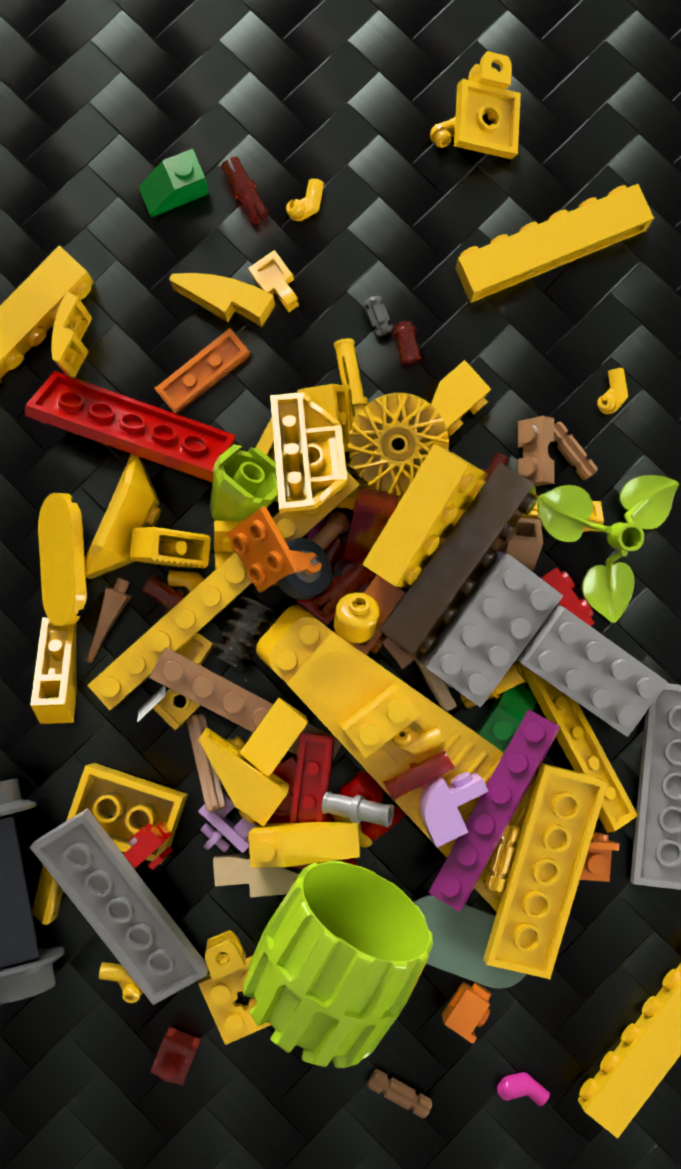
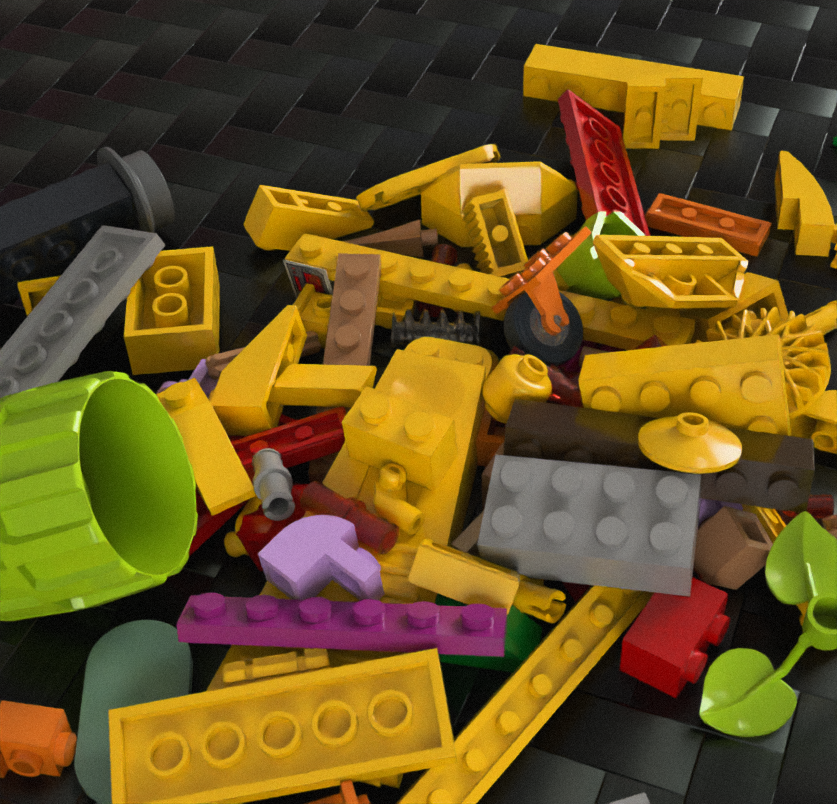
camera: 65 degrees right, 40 degrees down
(146, 842) = (146, 300): red piece -> none
(482, 561) = (689, 444): none -> yellow dish
(489, 724) = (463, 576): none -> yellow slope
(592, 670) = (610, 676): light grey brick -> none

